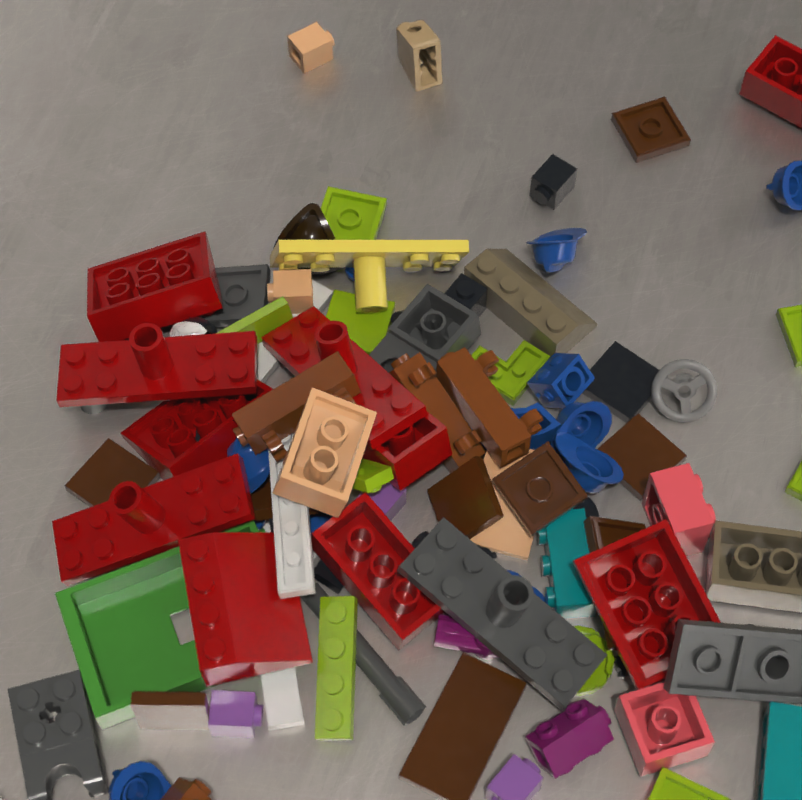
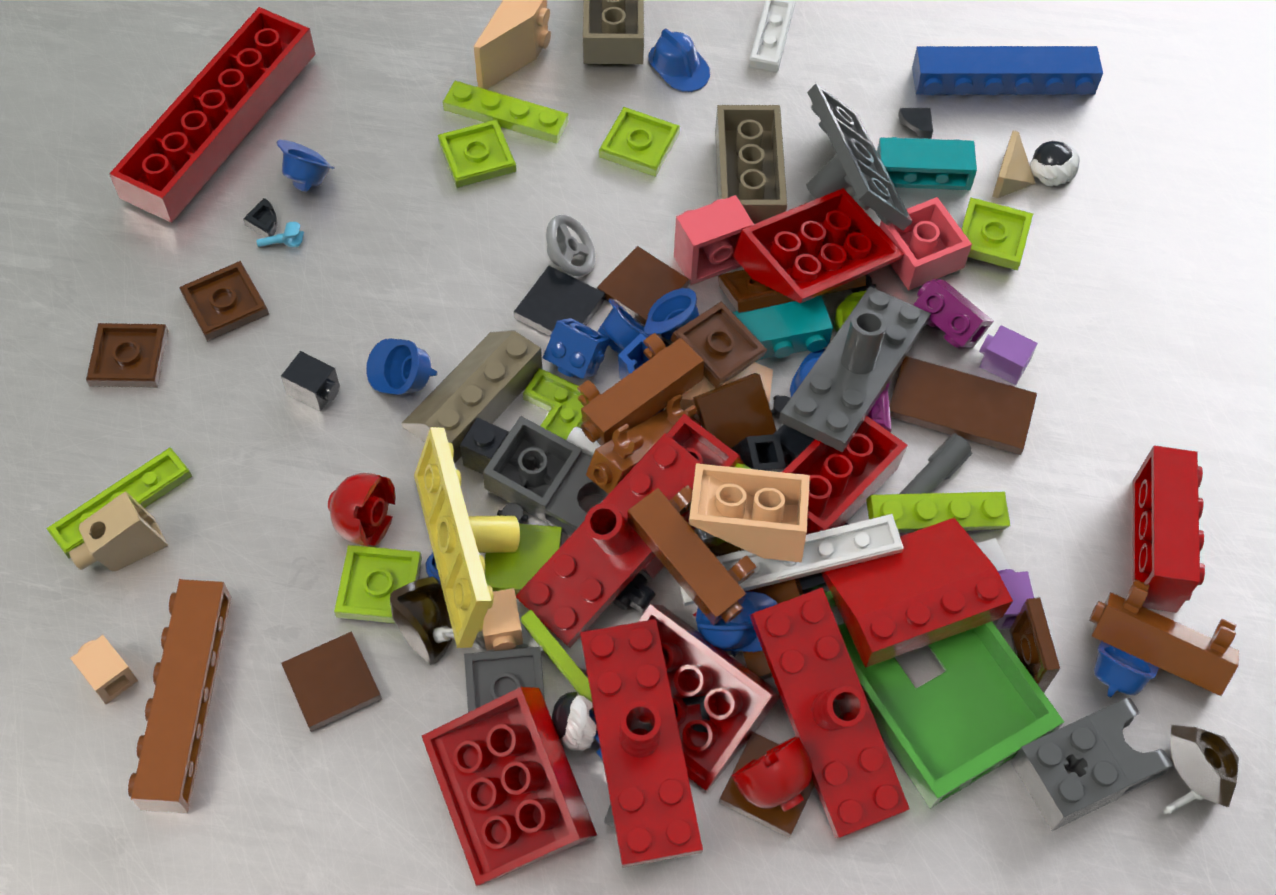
camera: 100 degrees left, 0 degrees up
(103, 464) = (776, 776): none -> red cylinder
(274, 187) = (331, 681): none -> reddish brown tile
(280, 93) = (181, 697): none -> dark orange brick
(414, 206) = (361, 507): none -> red cylinder
(416, 512) = (761, 452): none -> black brick
(464, 66) = (143, 484): none -> lime tile
(599, 65) = (127, 355): none -> reddish brown tile
(718, 177) = (291, 237): none -> medium azure hand
(740, 160) = (262, 219): none -> black tile

